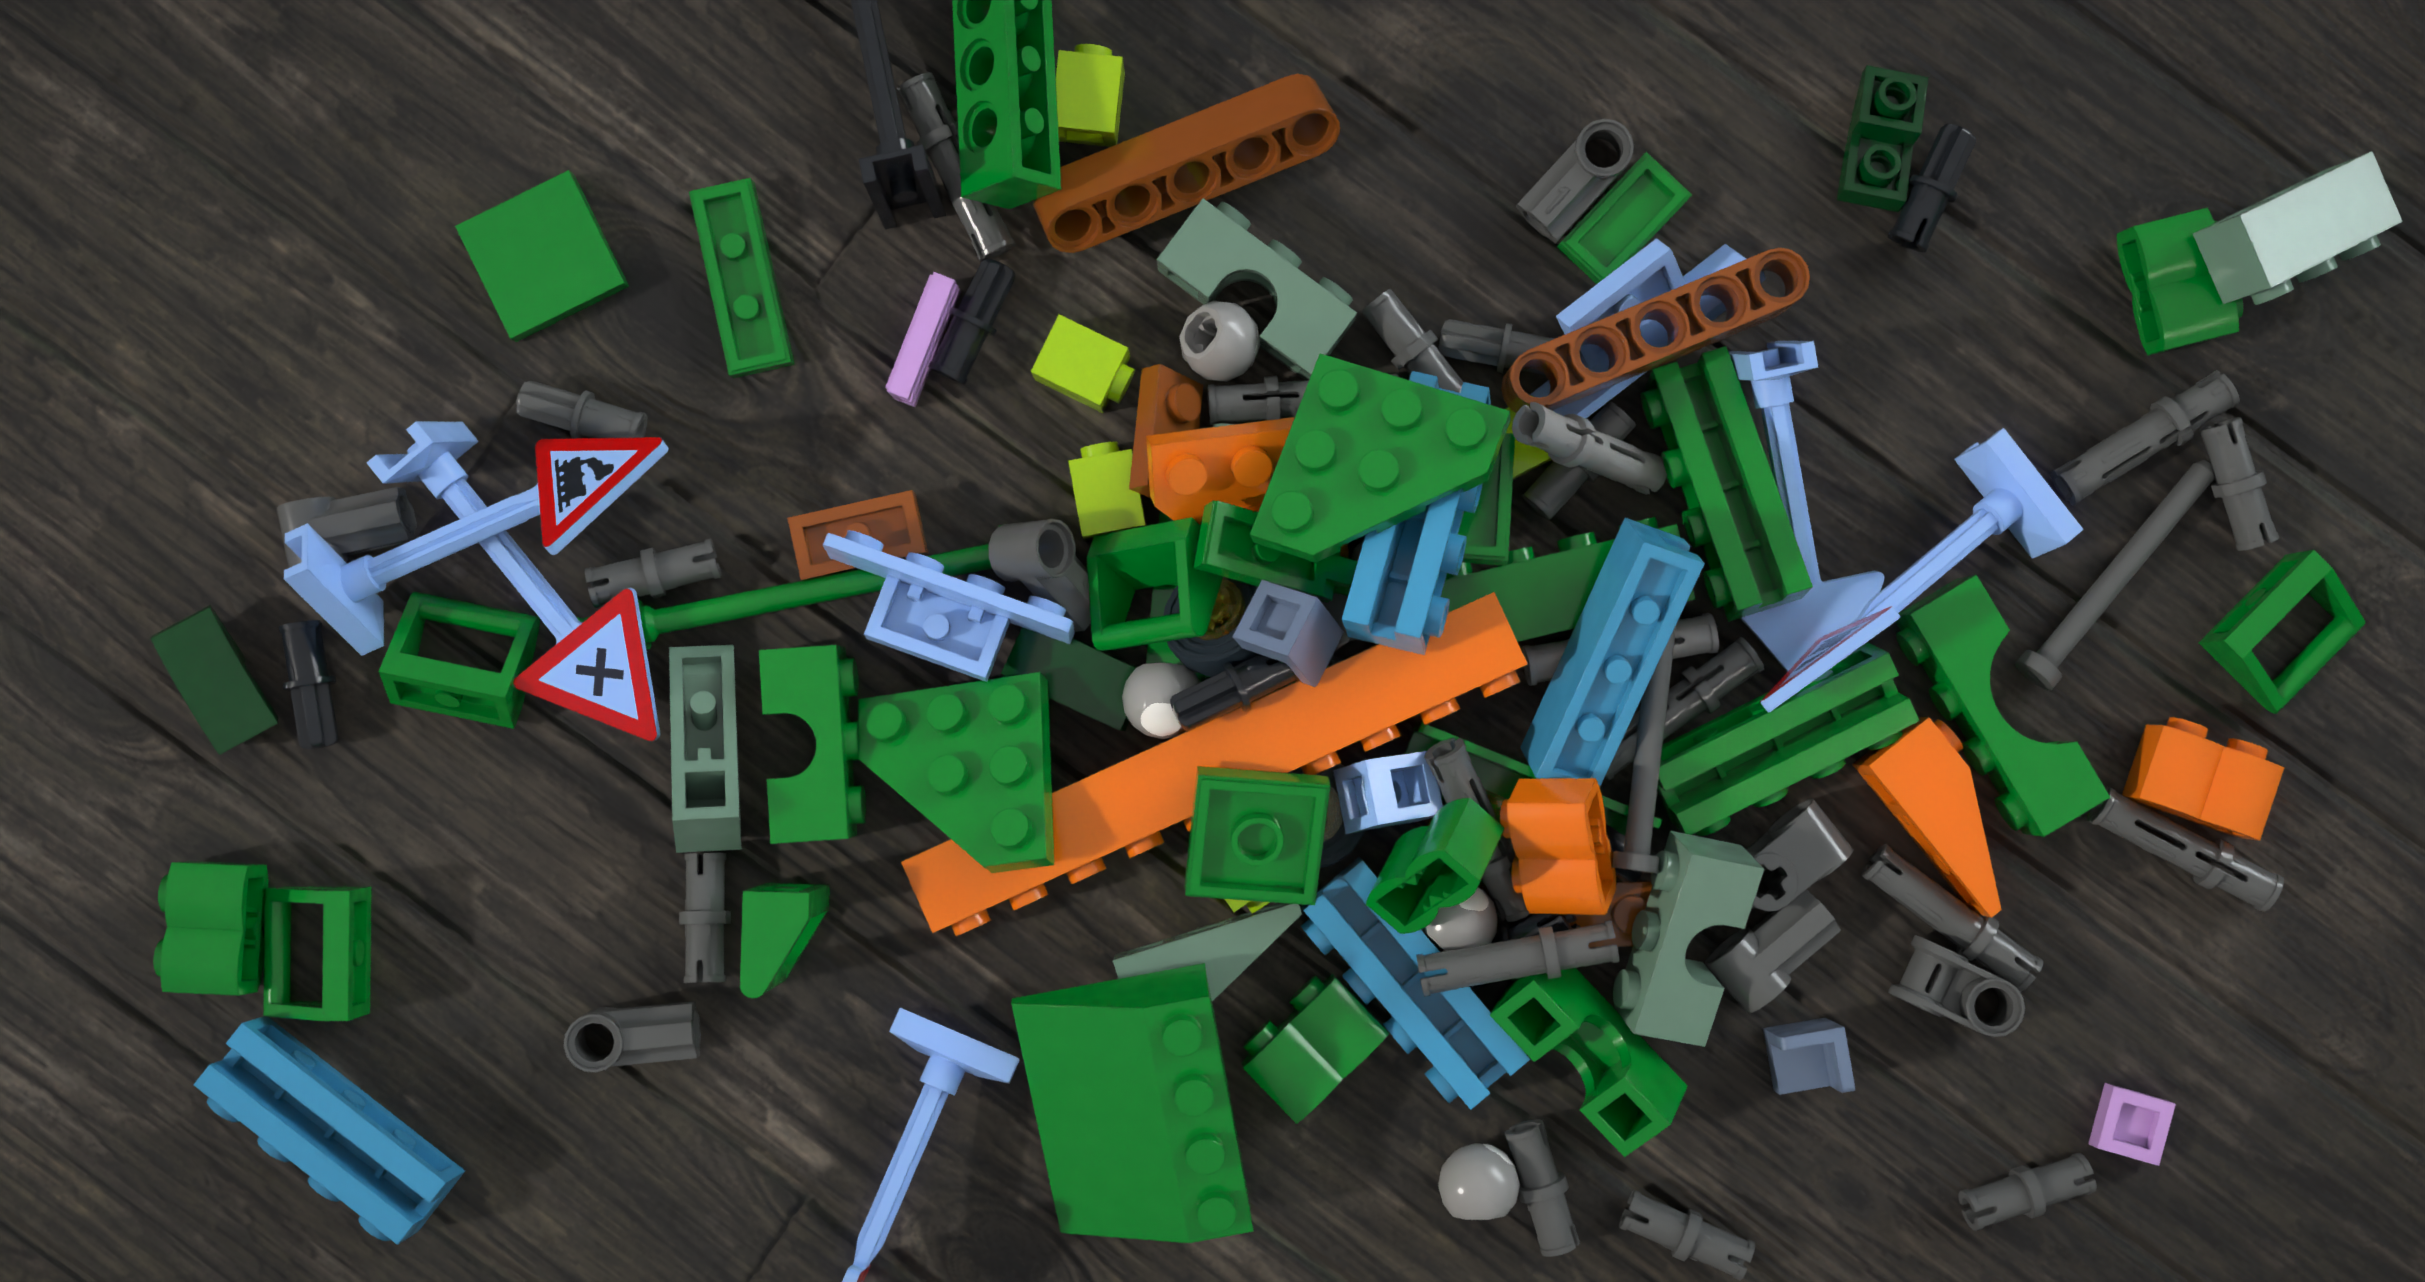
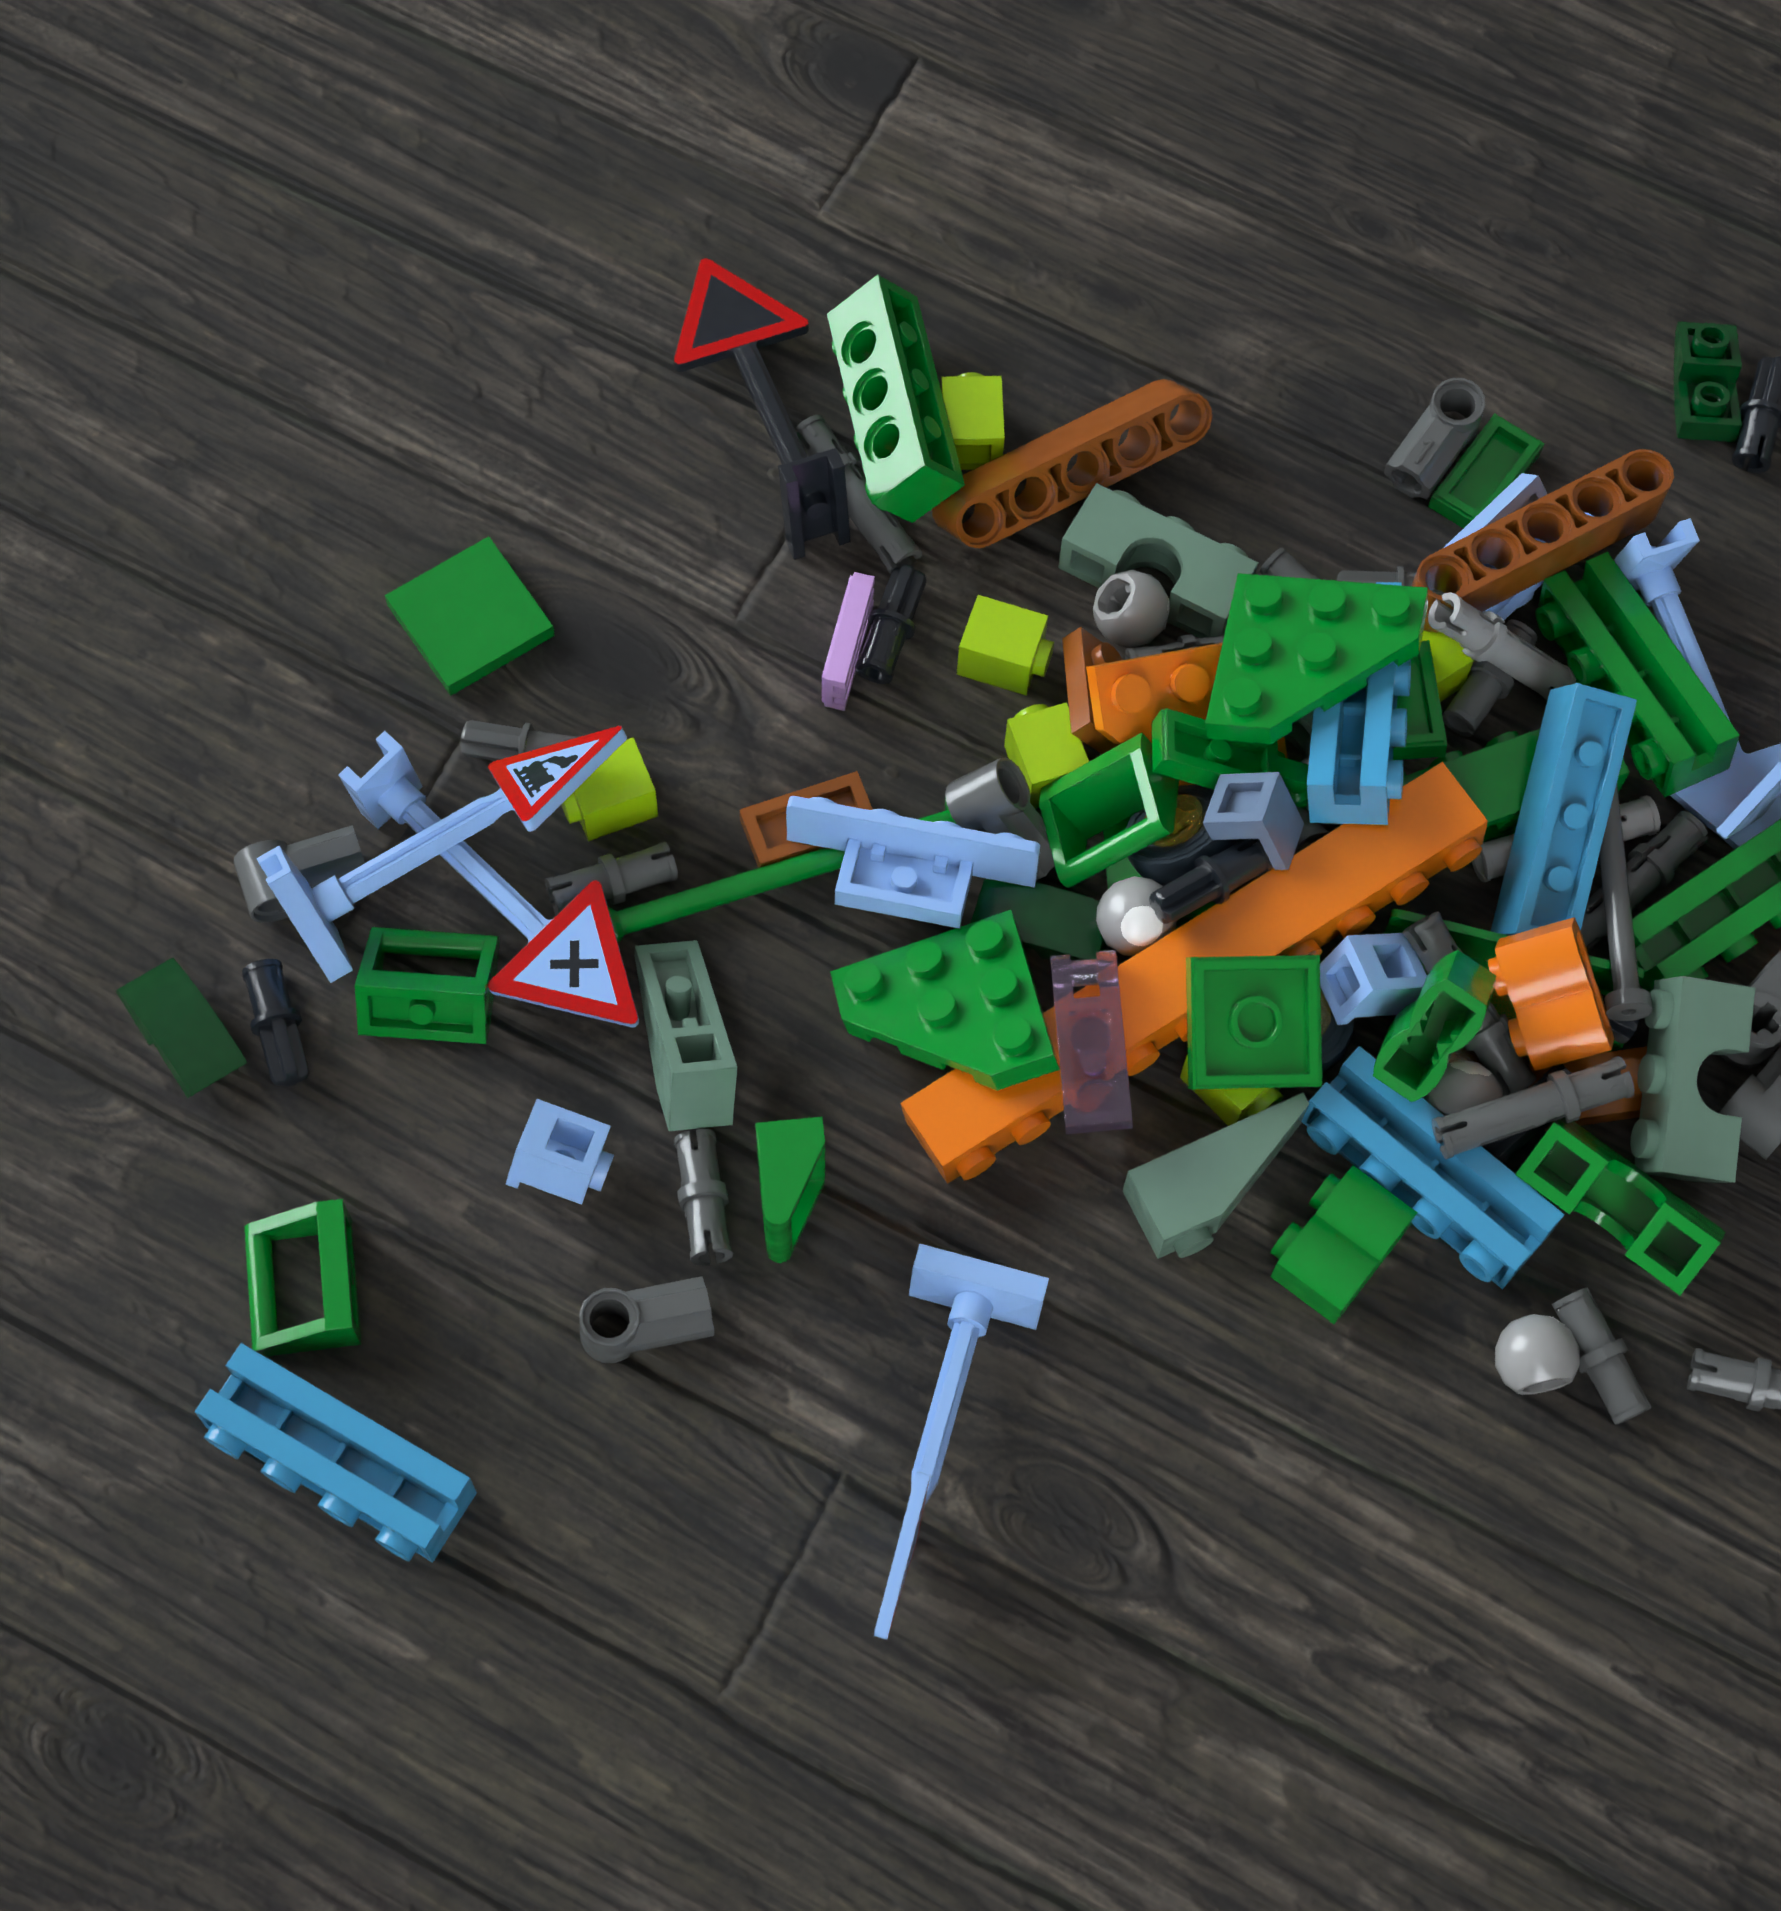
camera: 10 degrees left, 20 degrees down
(212, 928) = (195, 1266): green brick -> none
(562, 839) = (561, 1153): none -> light blue brick
(670, 484) = (614, 794): none -> lime brick
(741, 278) = (663, 615): green tile -> none
(823, 797) = (782, 963): green arch -> none
(1089, 842) = (1091, 1045): none -> plate
(1135, 1108) = (1177, 1312): green slope -> none

